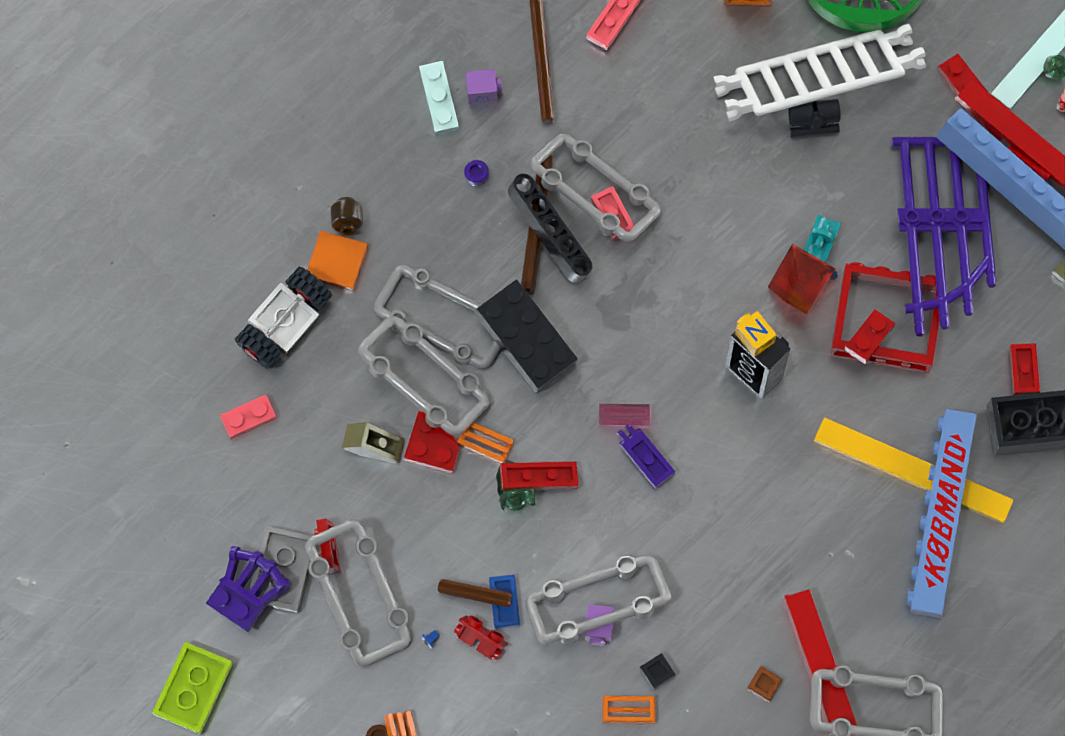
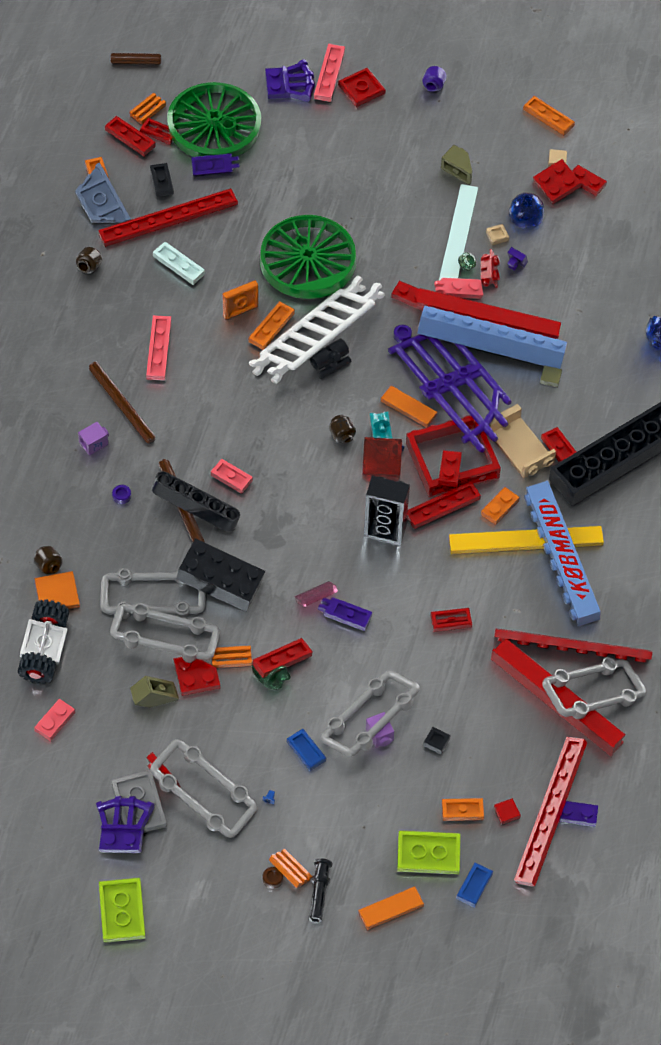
camera: 35 degrees left, 15 degrees down
(439, 98) = (66, 460): light aqua plate -> none
(473, 630) = (312, 778): red hinge -> none
(475, 593) = (283, 751): reddish brown axle -> none
(608, 222) = (233, 480): light grey bar -> none
(629, 699) = (418, 782): orange tile -> none
(755, 333) = (382, 483): yellow brick -> none
(759, 535) = (451, 623): none -> red tile
(764, 684) = (511, 714): dark orange tile -> none
(770, 39) = (271, 325): none -> orange plate
(775, 218) = (342, 429): none -> dark brown head
(838, 375) = (443, 505): none -> red plate
(873, 226) = (408, 406): none -> orange tile
(894, 640) = (563, 644): none -> red plate
(907, 410) = (500, 505): none -> orange plate
(922, 125) = (402, 333): none -> dark purple tile
(980, 342) = (521, 444): none -> tan panel
(1025, 99) = (460, 287): none -> coral hinge

